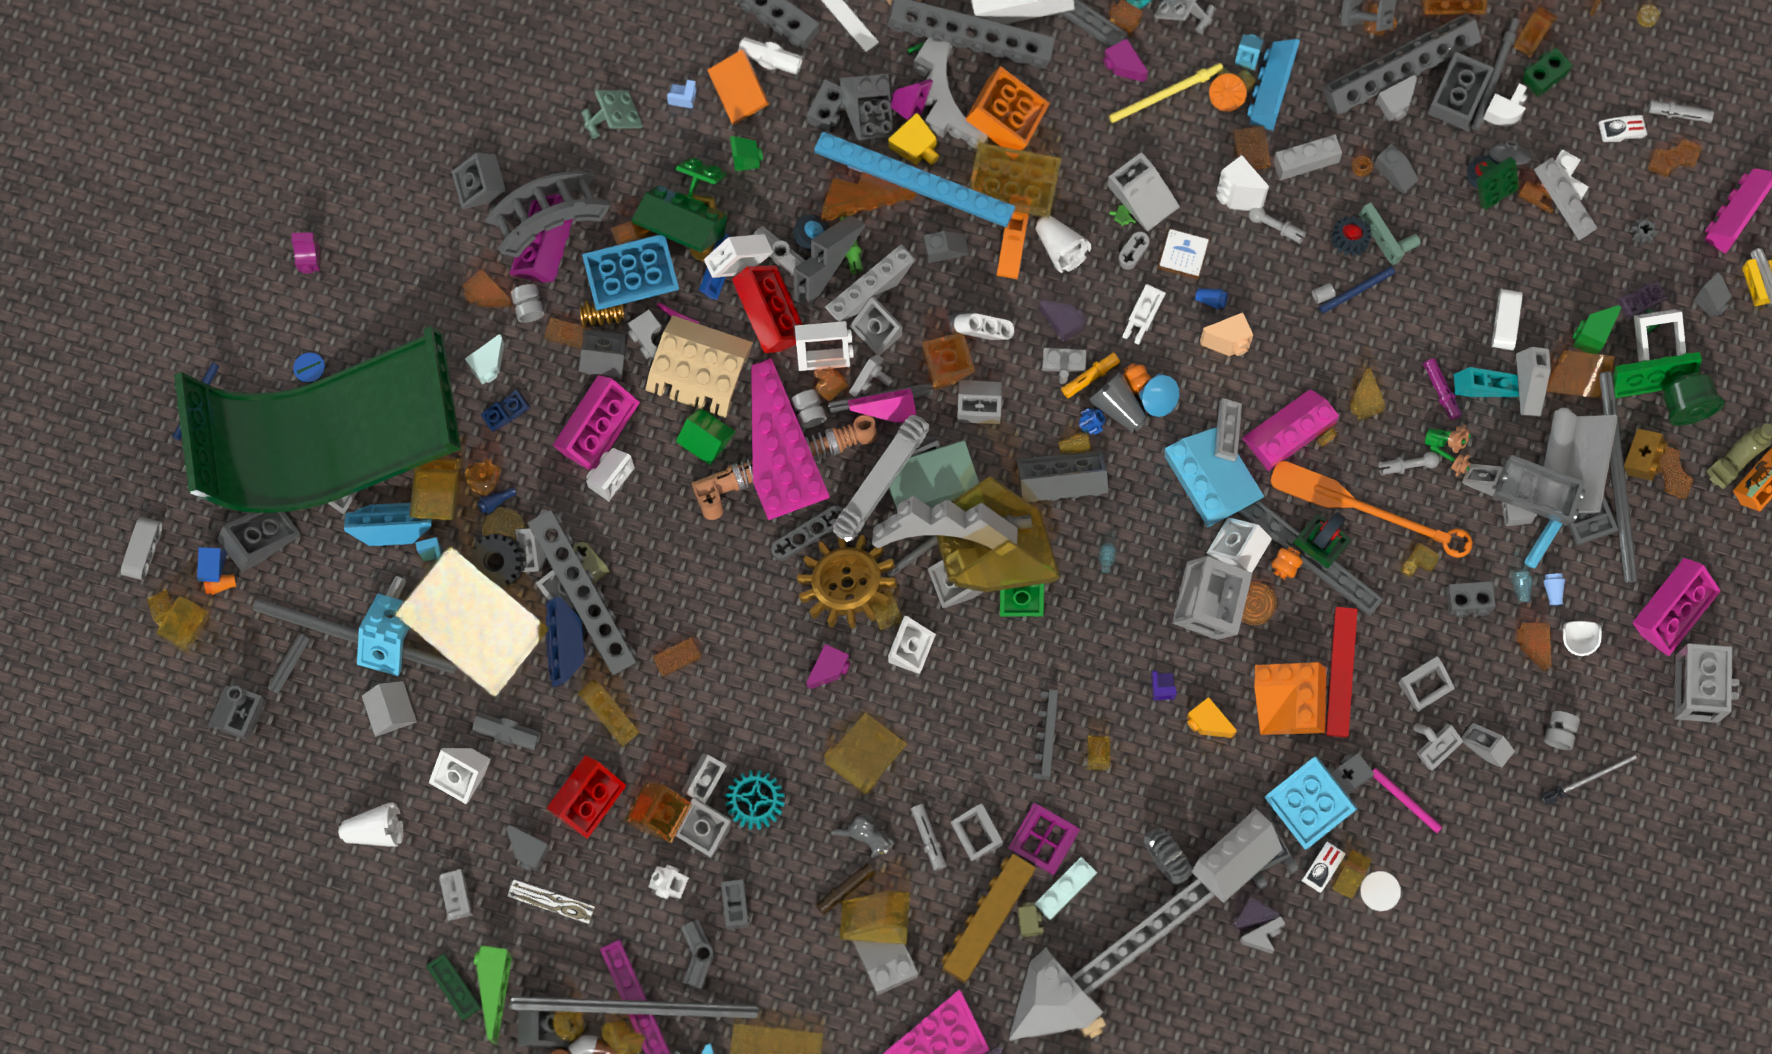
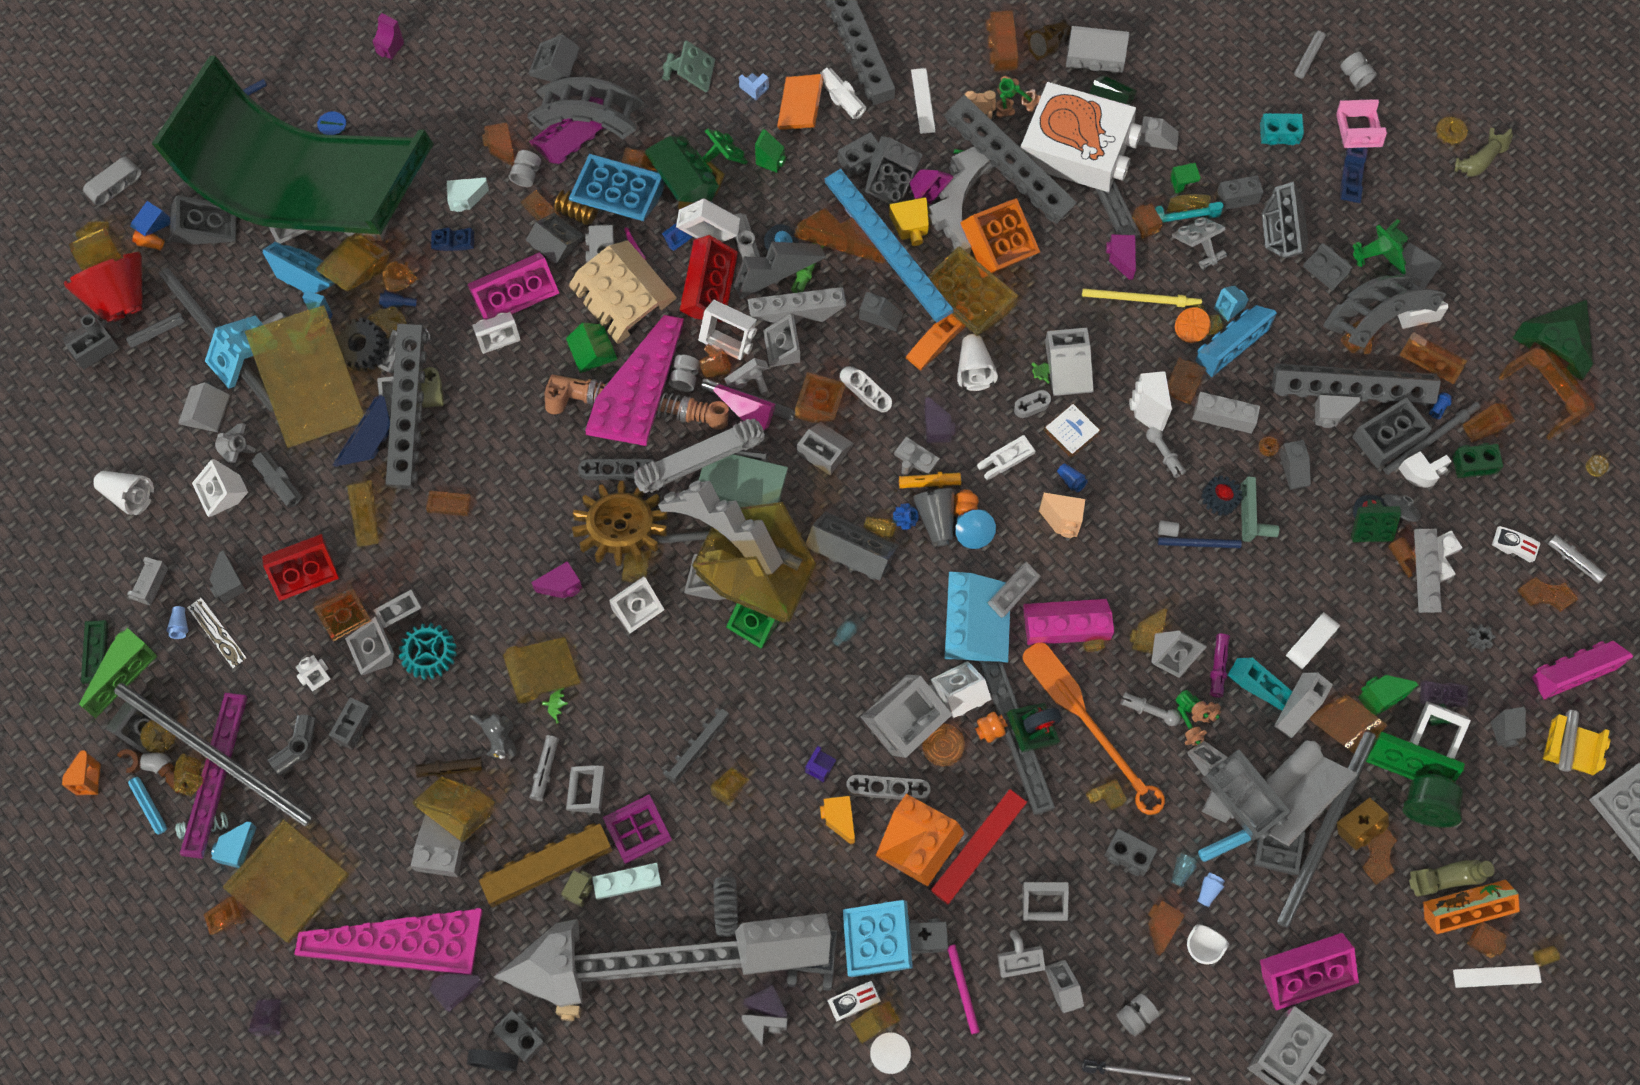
camera: 30 degrees right, 5 degrees down
(225, 649) = (111, 287): none -> red cone
(443, 724) = (229, 443): none -> light grey brick
(513, 916) = (177, 624): none -> light blue cone
(898, 776) = (555, 703): none -> bright green piece
(1233, 670) = (888, 783): none -> light grey beam
(1401, 401) = (1175, 651): none -> light grey slope
(1486, 43) = (1442, 402): none -> blue pin

